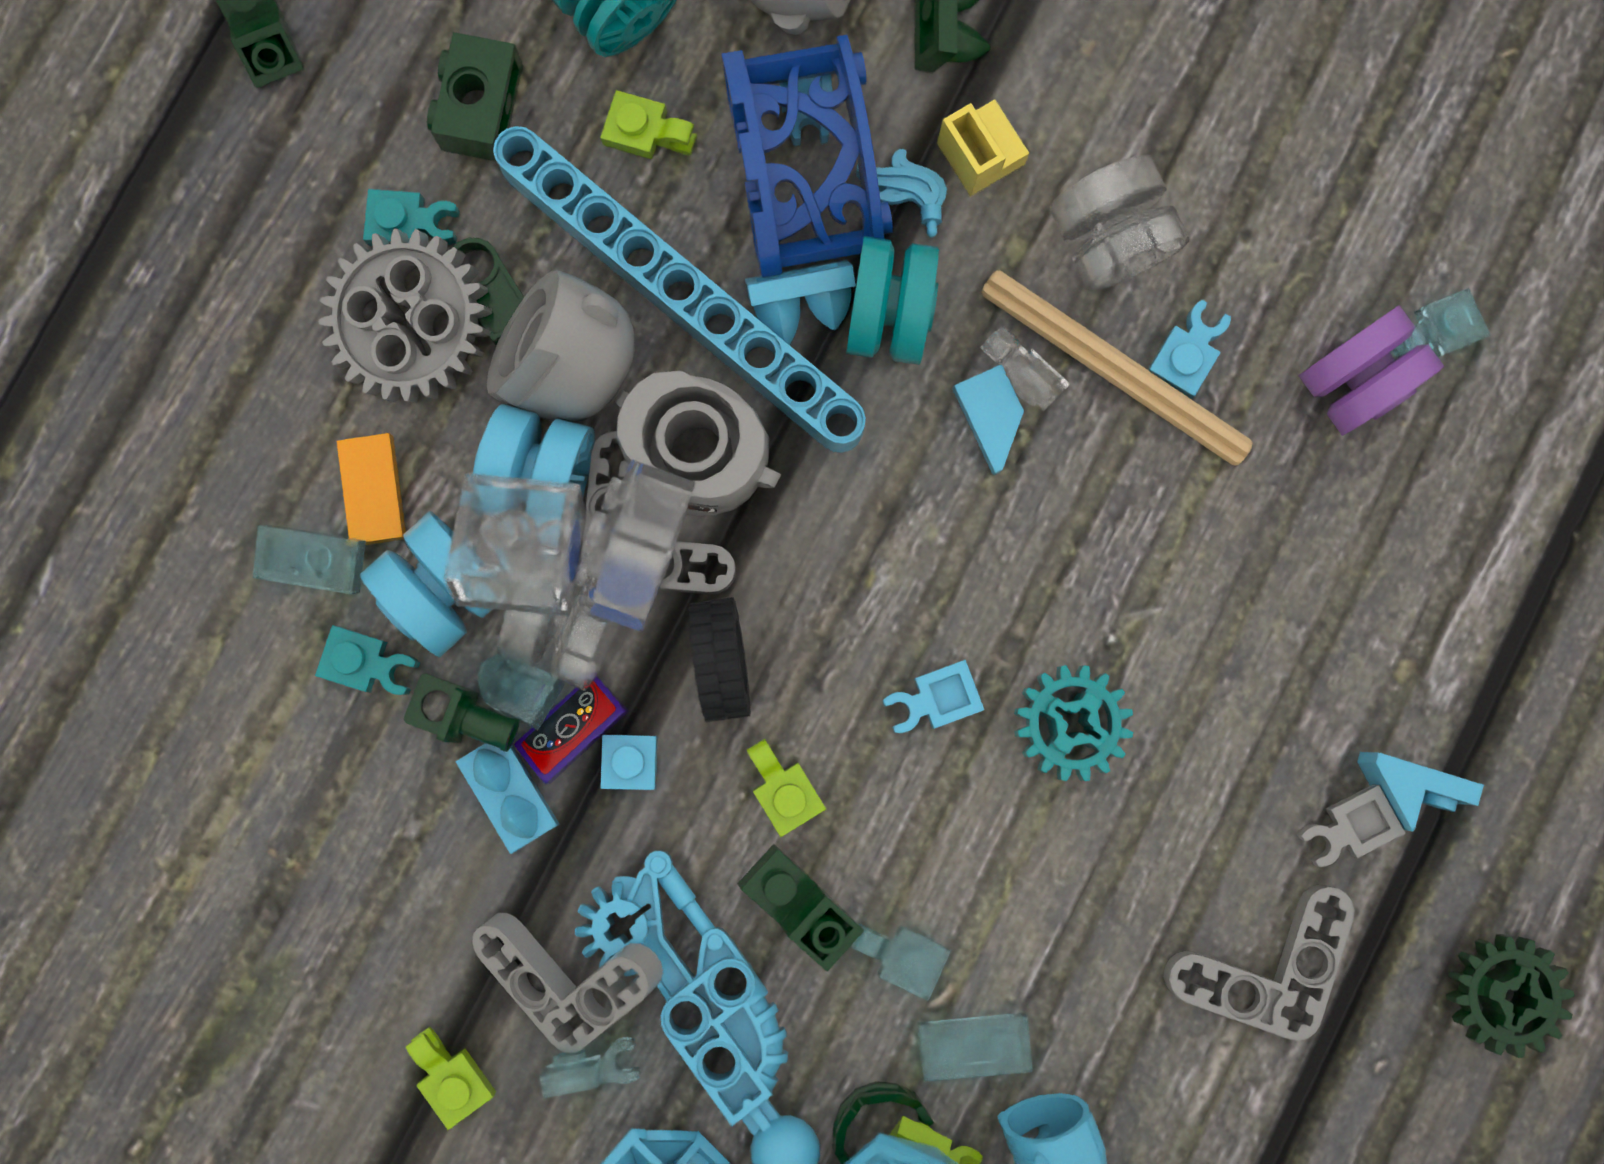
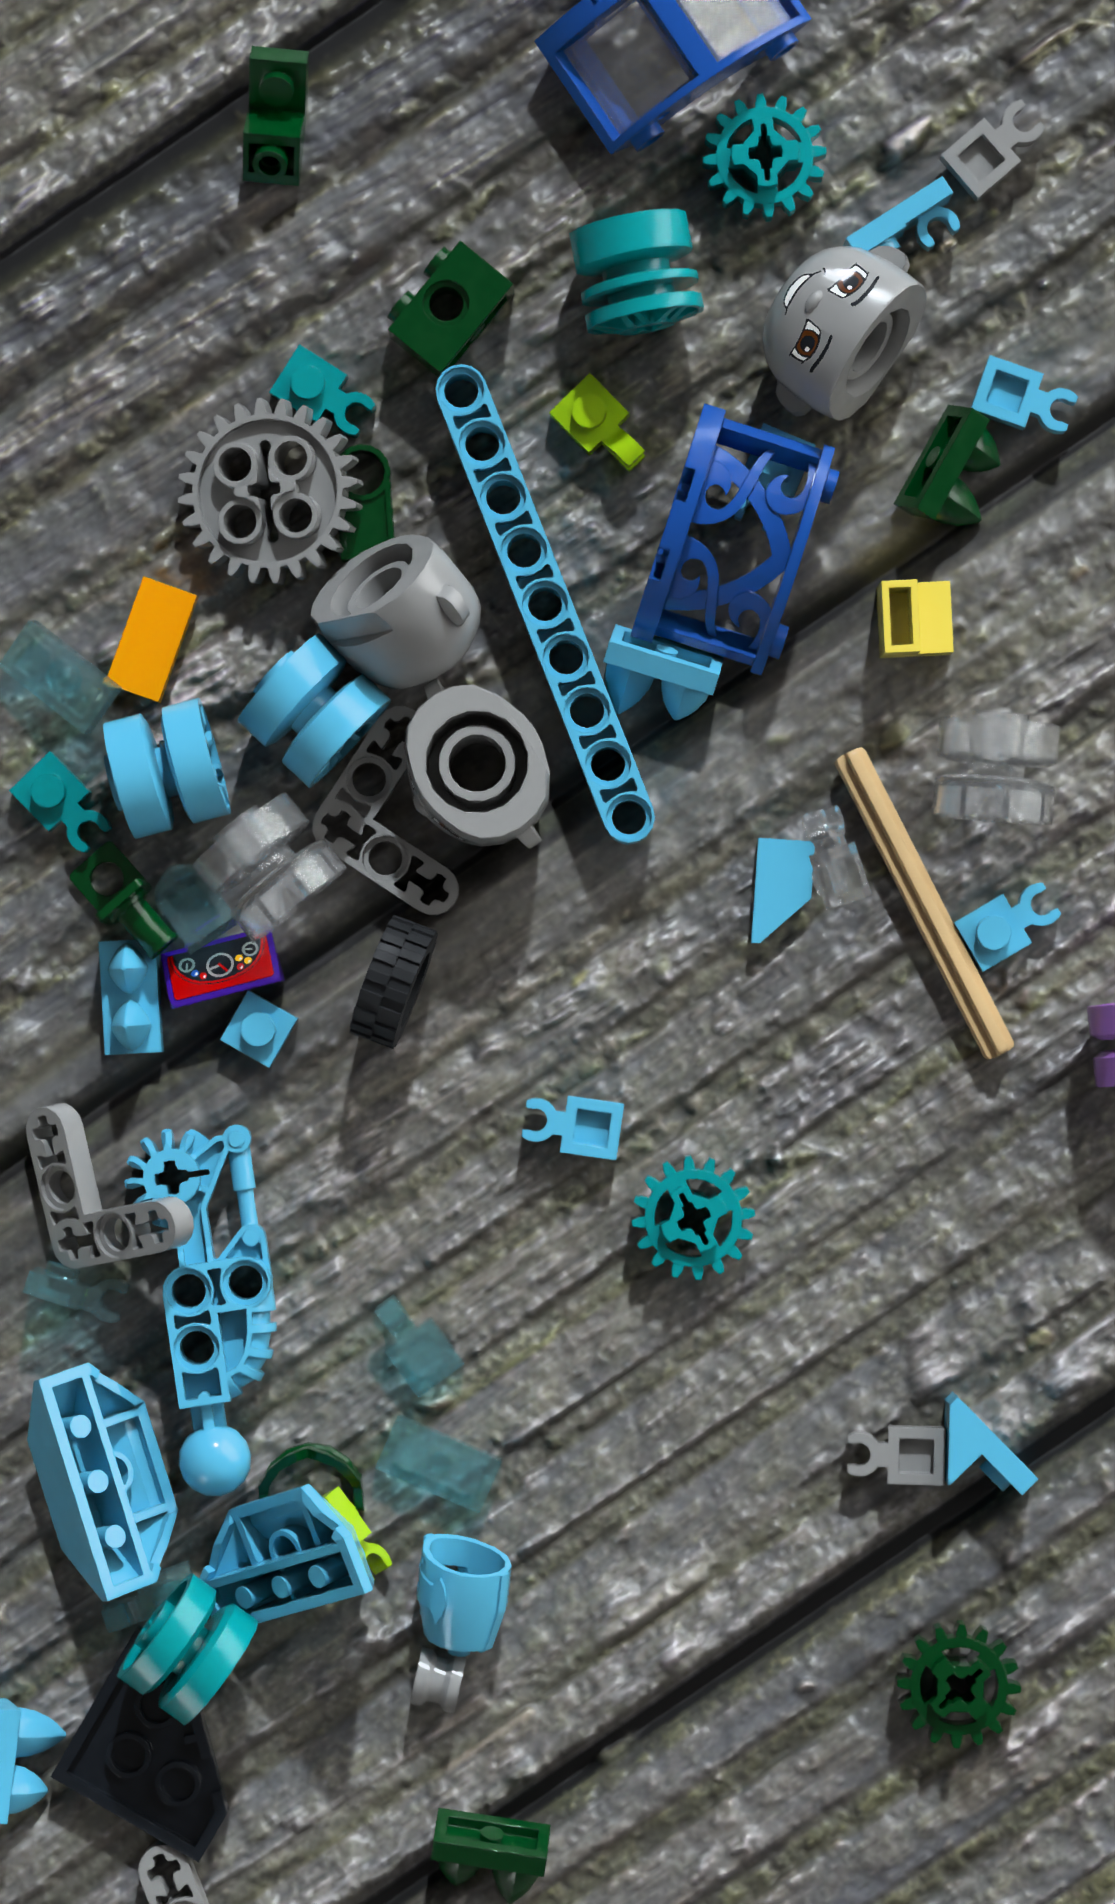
camera: 35 degrees right, 5 degrees up
(516, 545) = (263, 785): clear brick -> none
(632, 544) = (369, 838): clear brick -> none
(786, 793) = (389, 1138): lime plate -> none
(800, 907) = (346, 1248): dark green slope -> none
(893, 300) = (738, 729): teal wheel -> none
(913, 183) = (828, 616): medium azure piece -> none
(1275, 994) = (739, 1562): light grey beam -> none

